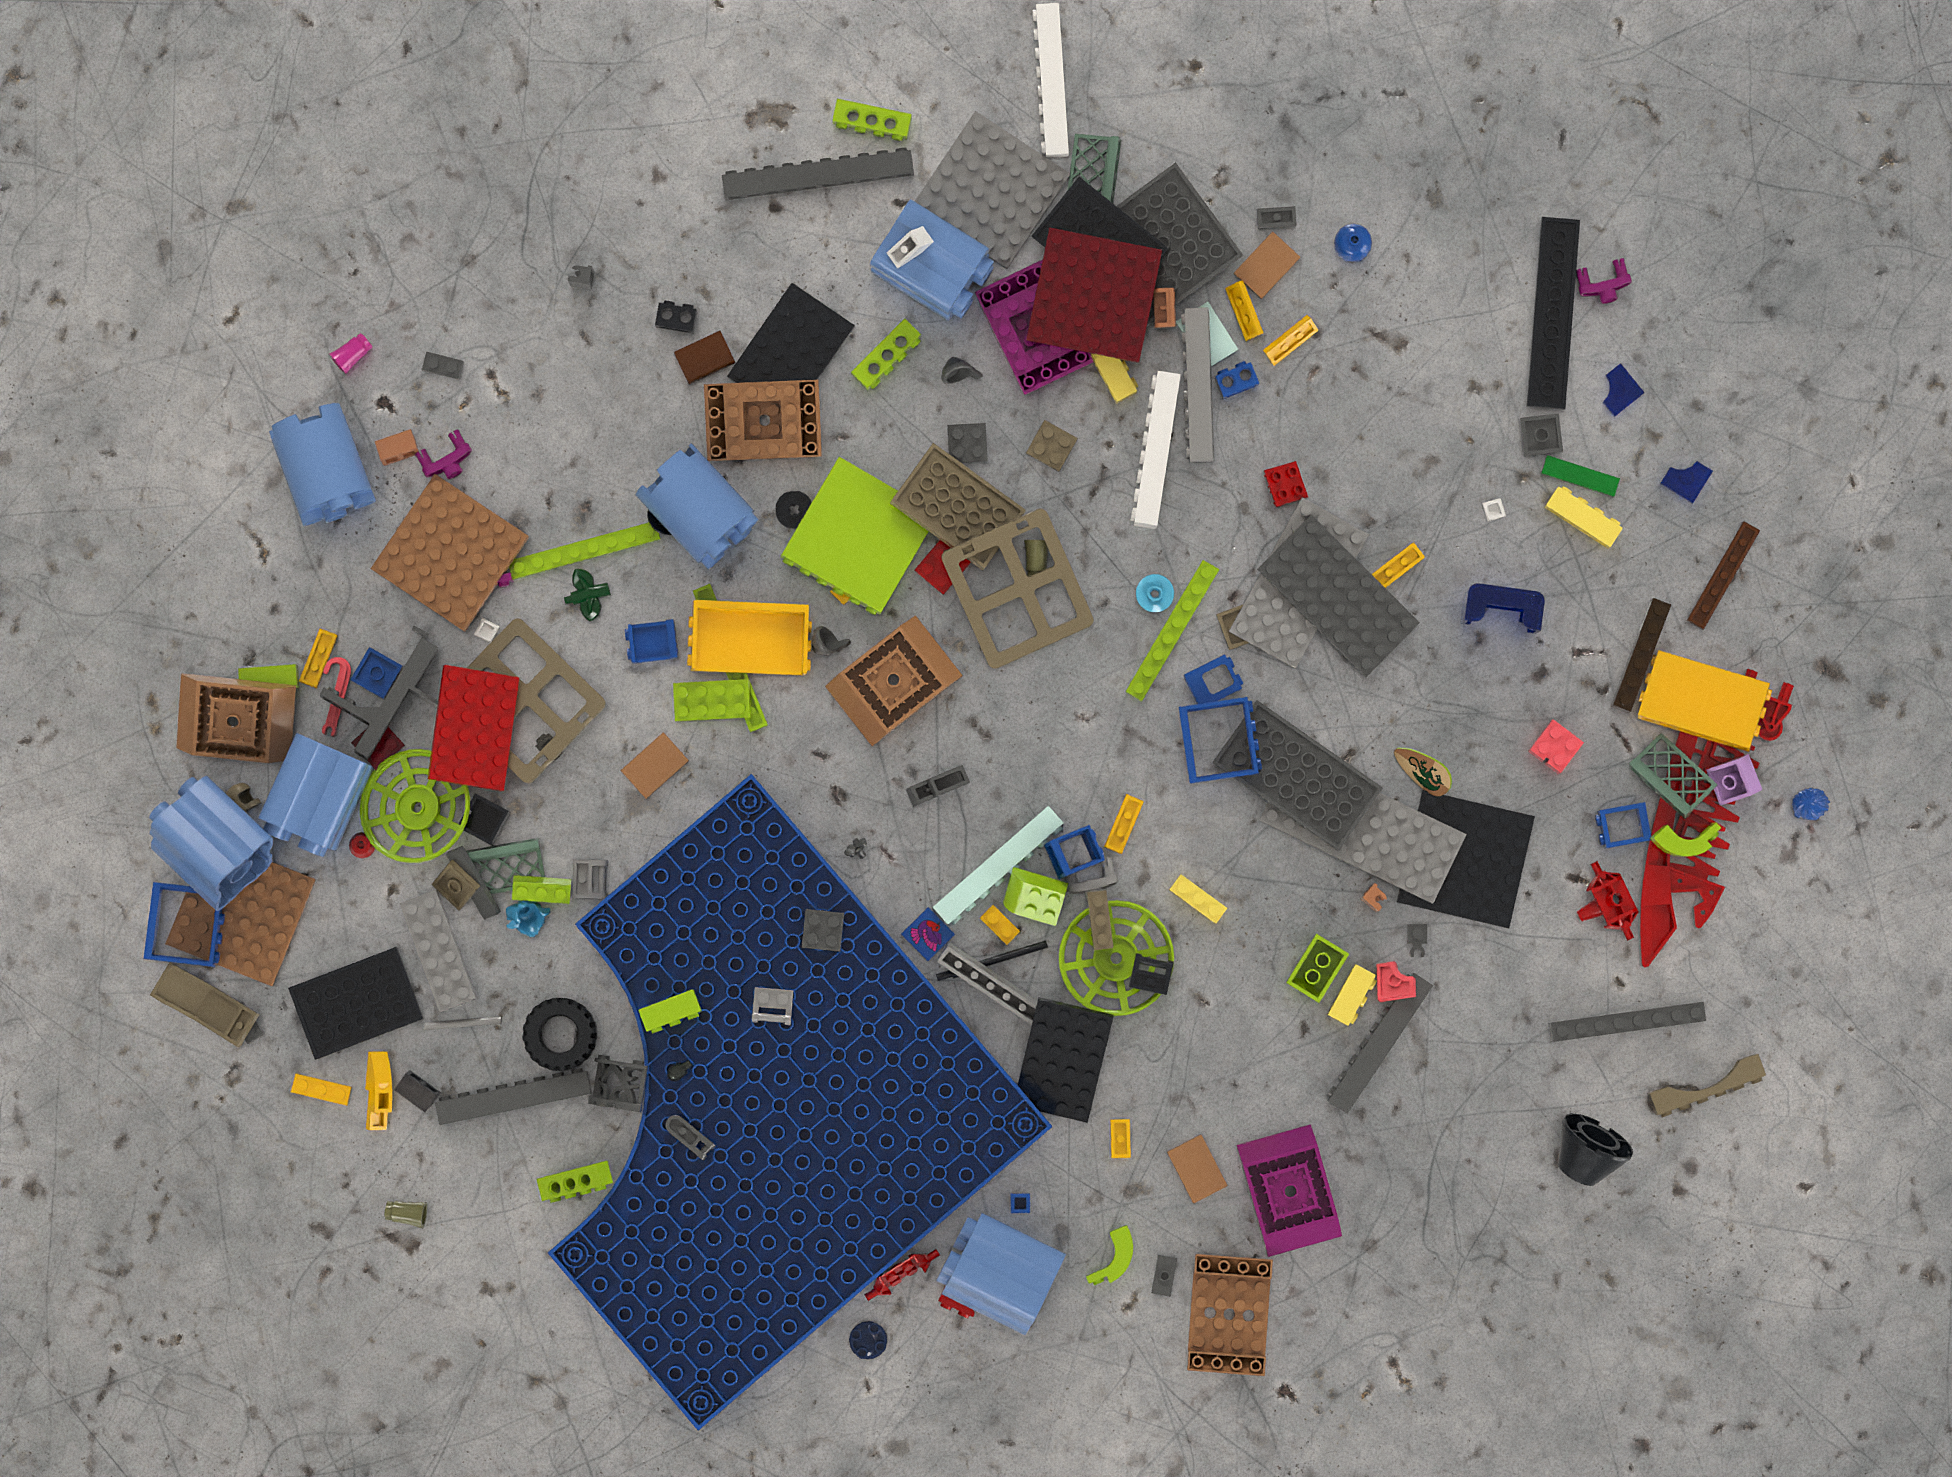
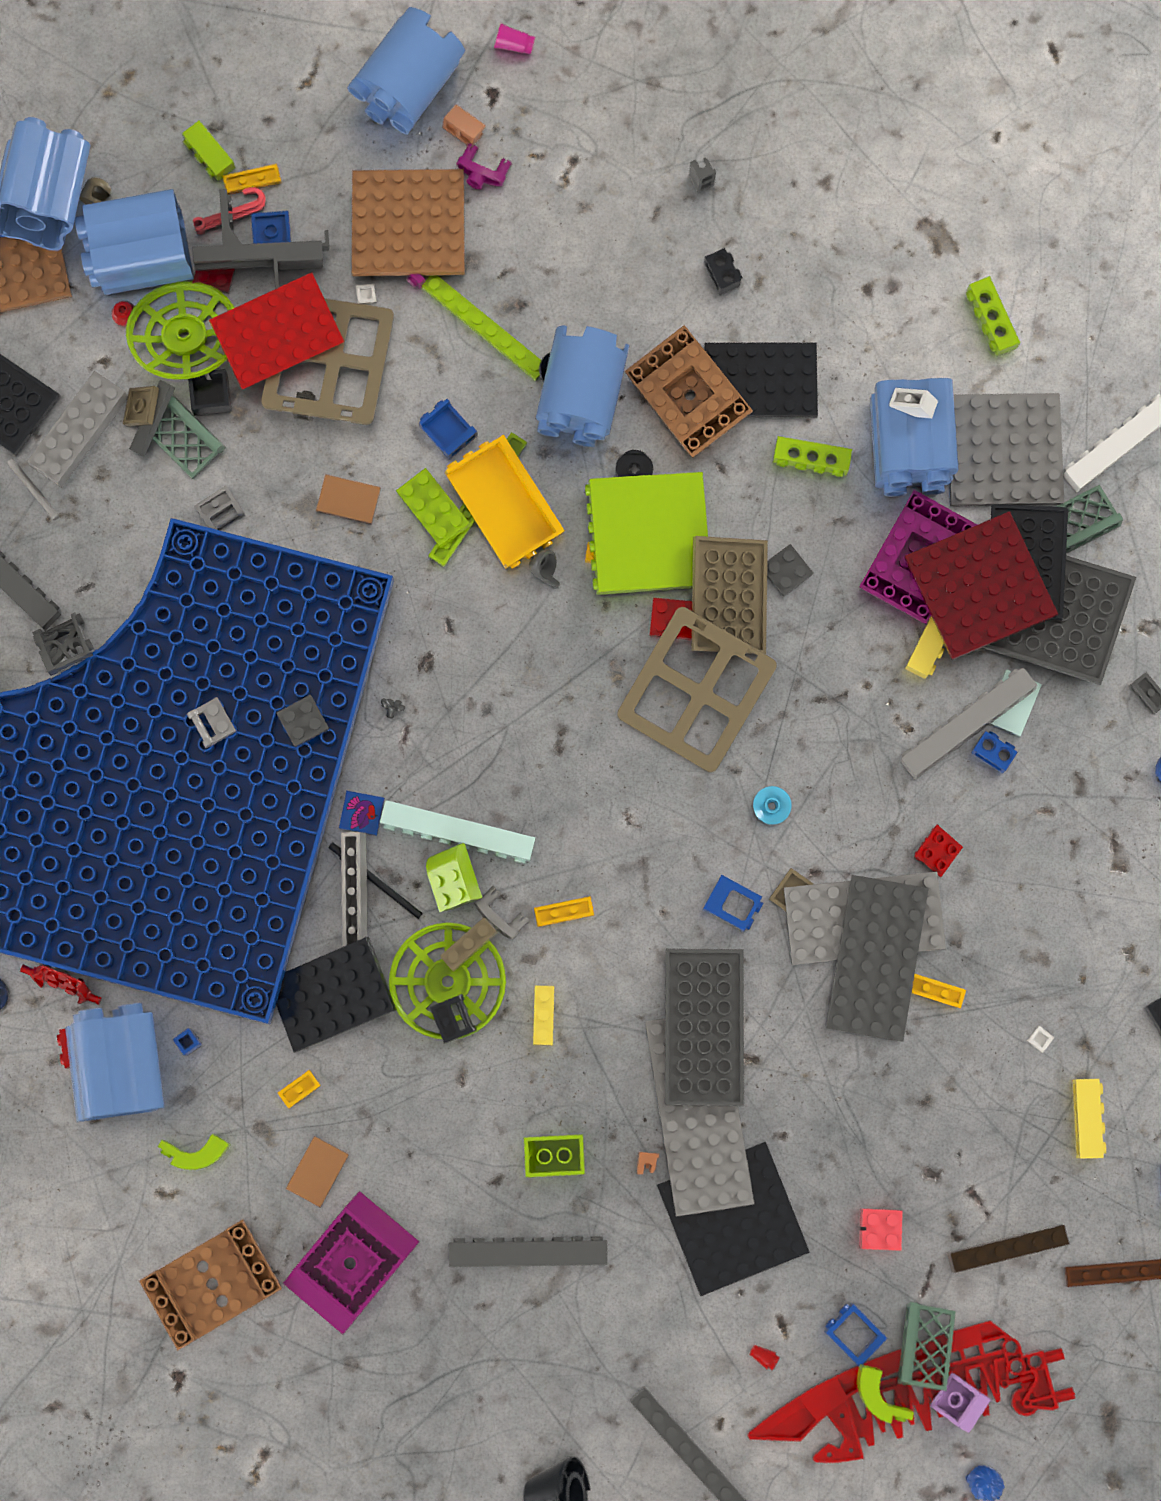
camera: 50 degrees right, 5 degrees down
(262, 713) = (176, 157): medium nougat slope -> none
(442, 365) = (554, 118): dark grey plate -> none
(526, 917) = (153, 479): dark azure hair -> none
(533, 1034) = (61, 549): black tyre -> none
(541, 889) = (183, 475): lime brick -> none
(587, 594) = (450, 351): dark green plant -> none
(670, 1011) = (150, 642): lime brick -> none
(678, 1070) = (105, 682): pearl dark grey cylinder -> none
(689, 1135) = (56, 727): dark grey plate -> none
(704, 357) = (706, 315): reddish brown piece -> none
(817, 174) = (918, 304): dark grey brick -> none
(882, 707) = (571, 662): medium nougat slope -> none
(937, 785) = (489, 737): dark grey slope -> none
(957, 370) = (840, 521): dark grey hat -> none
(999, 924) = (410, 866): yellow plate -> none
(1036, 556) = (734, 687): olive plant -> none
(1051, 445) = (833, 639): dark tan plate -> none
(1058, 859) = (496, 875): blue window -> none
(1156, 450) = (887, 726): white brick -> none
(1164, 307) = (1012, 650): nougat hinge -> none
(1164, 1275) = (208, 1206): dark grey plate -> none
(1172, 630) = (751, 841): lime plate -> none
(1244, 310) = (1055, 718): yellow plate -> none
(1250, 727) = (705, 970): blue window -> none
(1267, 265) = (1105, 712): medium nougat tile -> none
(1290, 340) = (1059, 773): yellow plate -> none
(1352, 995) = (552, 1201): light yellow brick -> none
(1393, 984) = (585, 1229): coral tile -> none
(1417, 936) = (639, 1221): dark grey plate -> none
(1424, 771) = (782, 1131): shield -> none
(1525, 602) = (973, 1098): clear blue windscreen -> none
(1541, 434) = (1131, 1035): dark grey plate -> none
(1580, 476) = (1120, 1092): green tile -> none
(1603, 888) = (774, 1381): red plate -> none
(1703, 700) = (1008, 1329): yellow panel -> none

